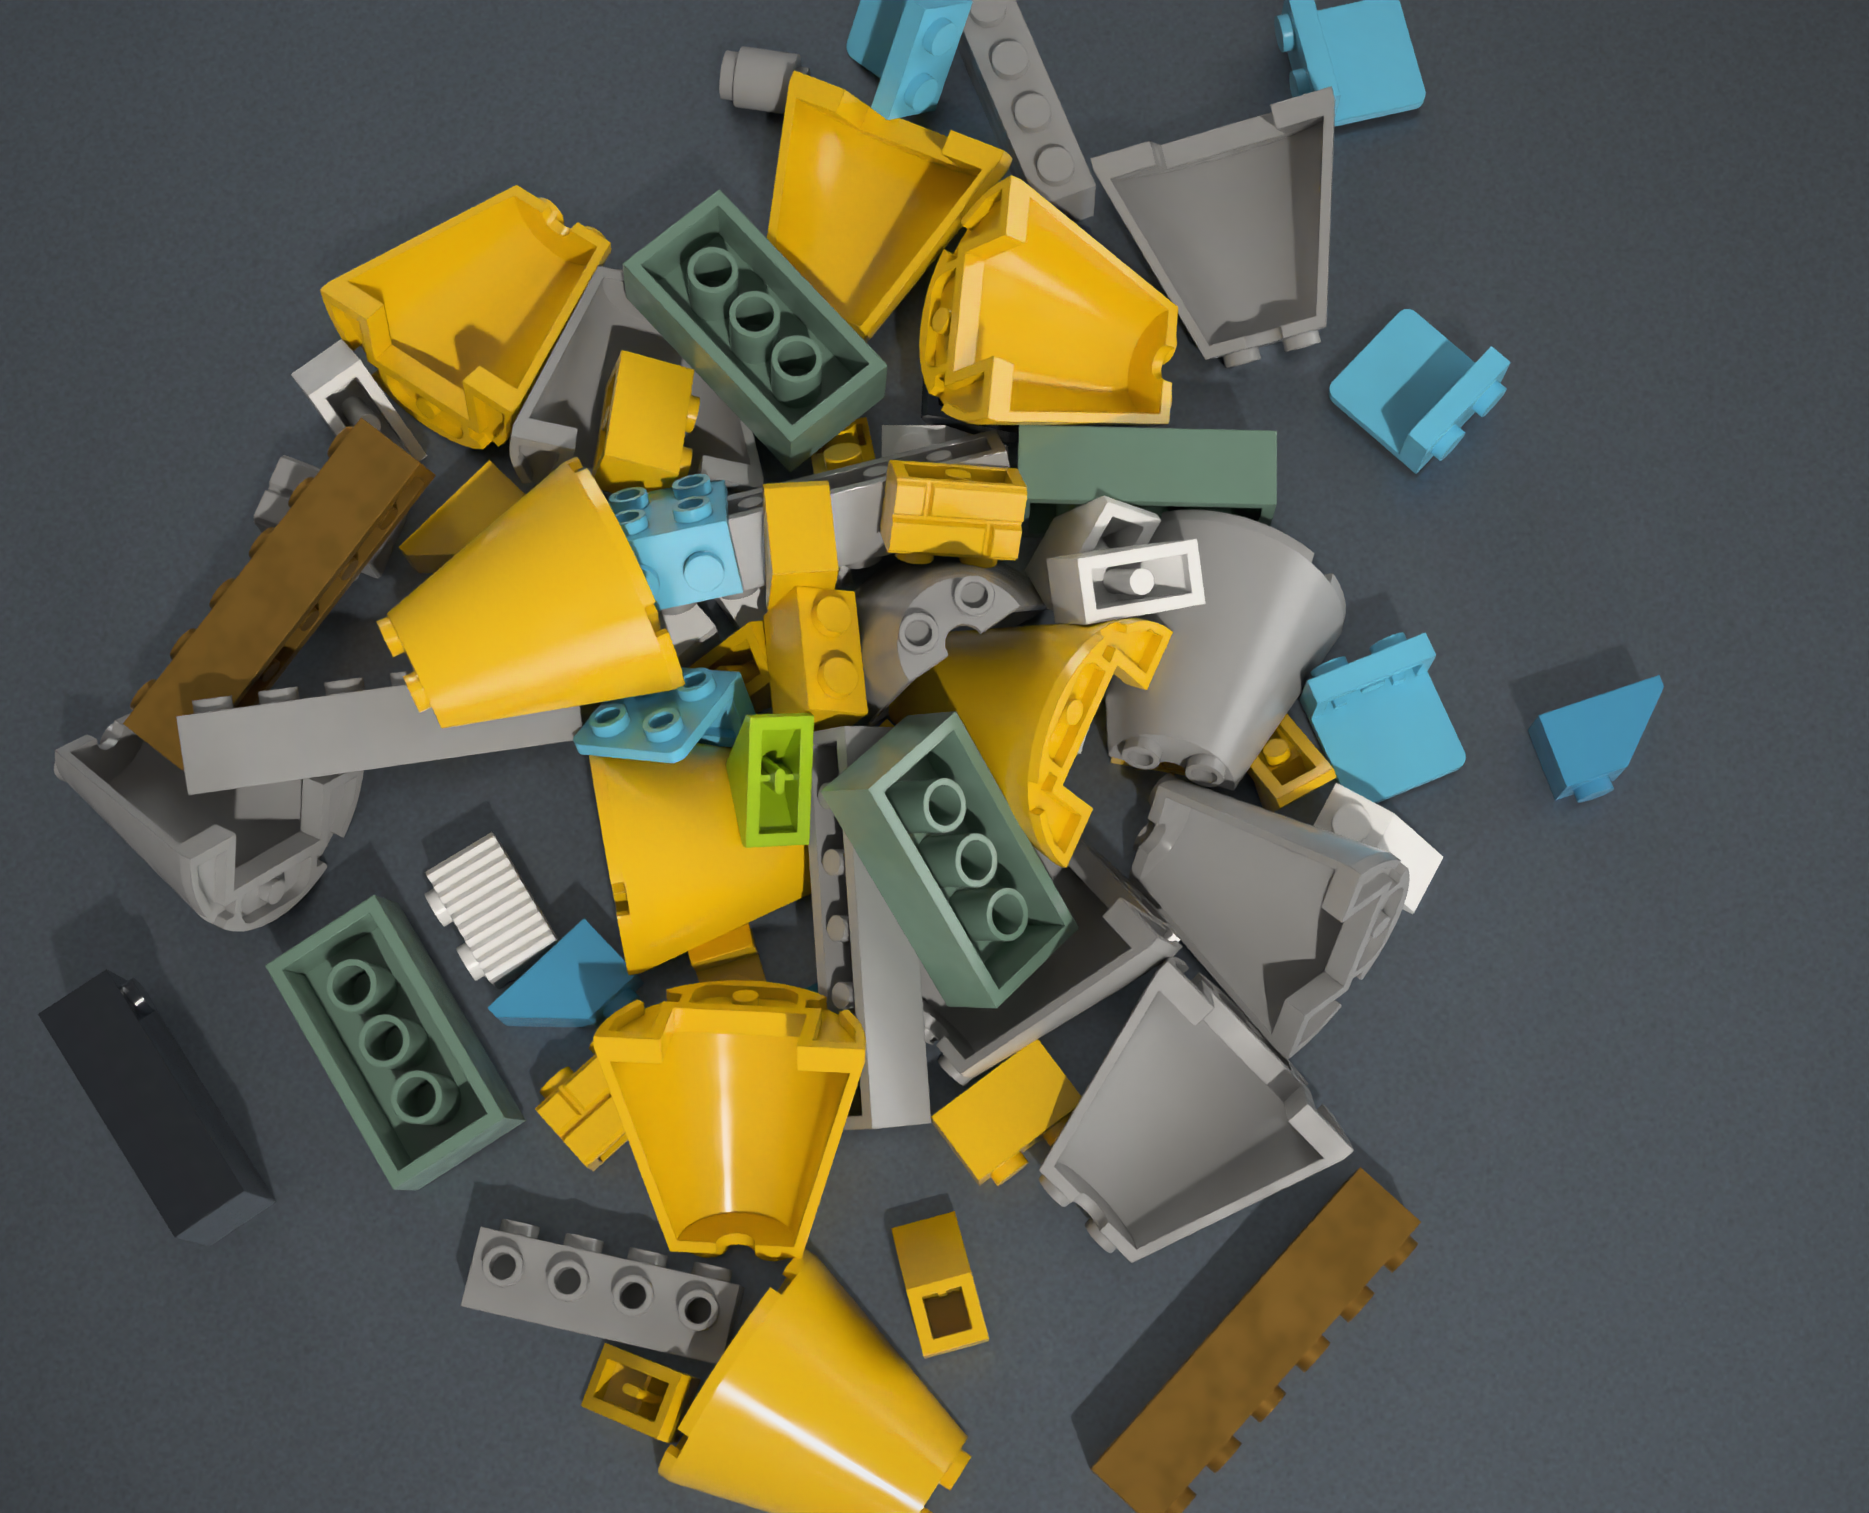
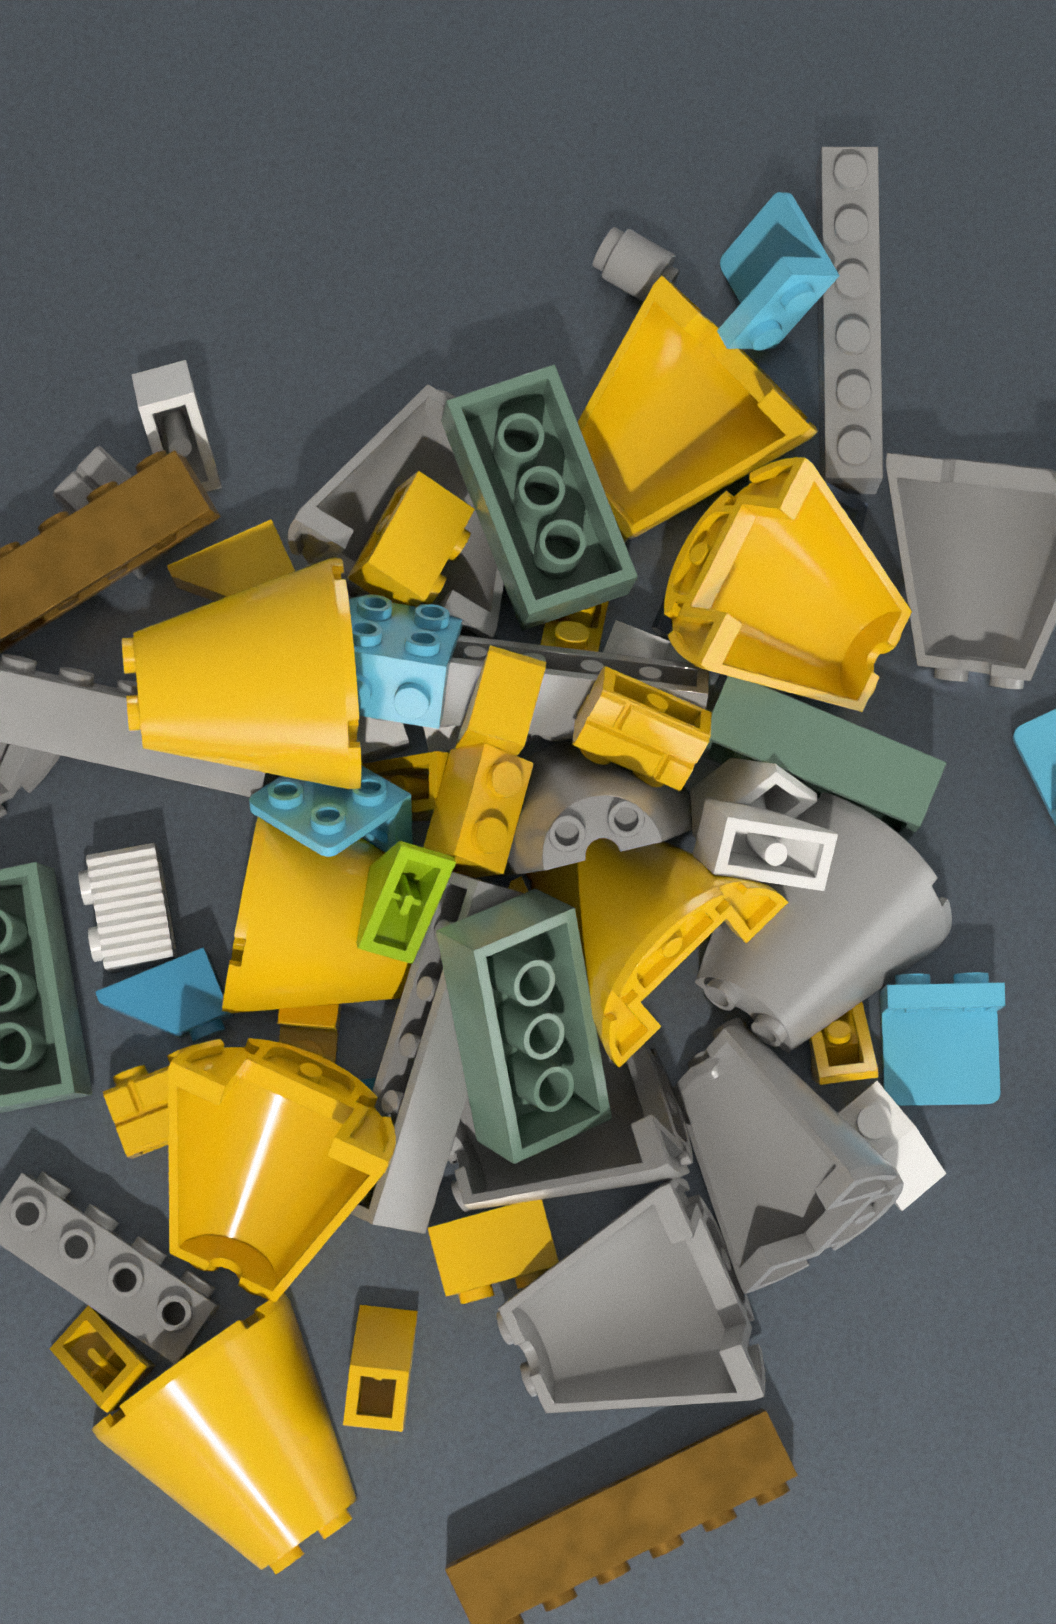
camera: 15 degrees right, 5 degrees up
(469, 312) = (306, 381): yellow cone -> none

